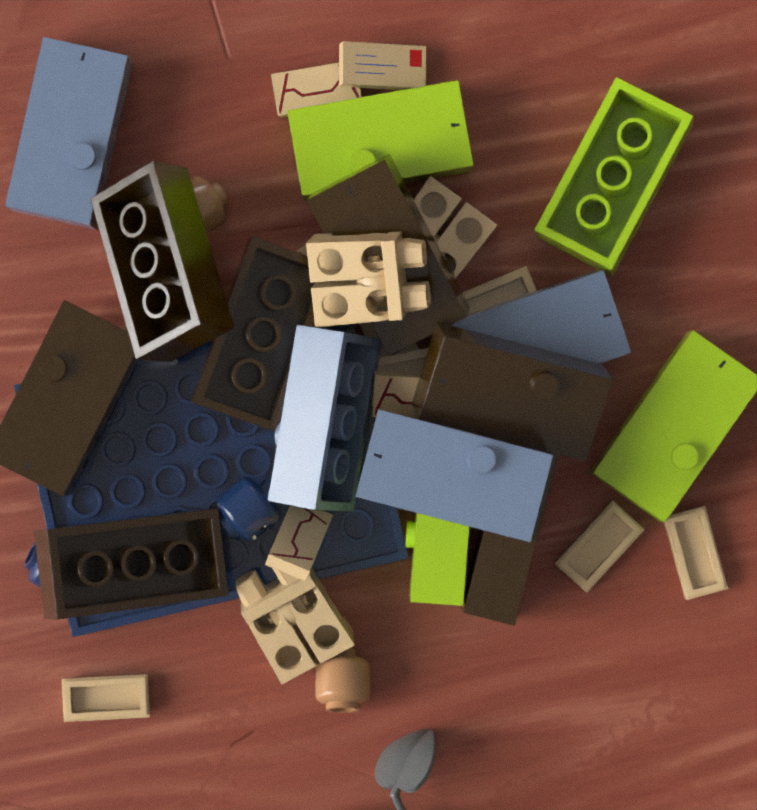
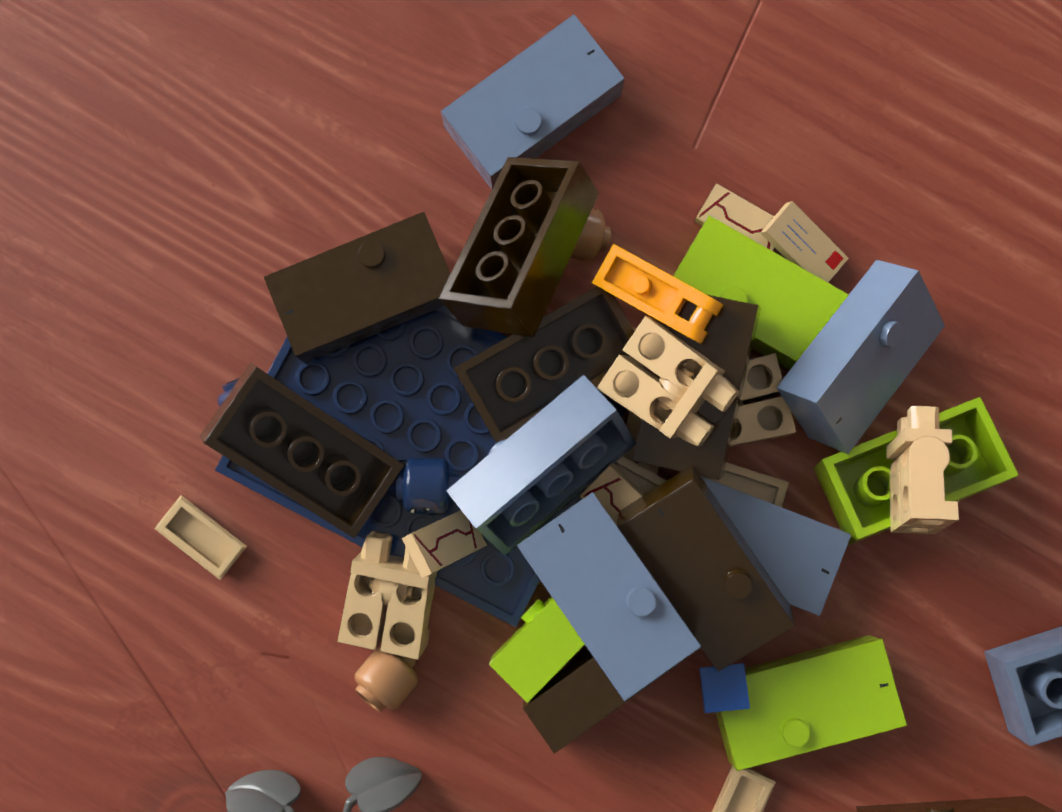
camera: 40 degrees right, 5 degrees down
(298, 215) = (655, 292): none -> light orange plate
(498, 122) = (862, 355): none -> sand blue brick
(599, 546) = (668, 742): tan tile -> none
(603, 469) = (724, 689): none -> blue tile
(604, 170) = (918, 474): none -> tan hips

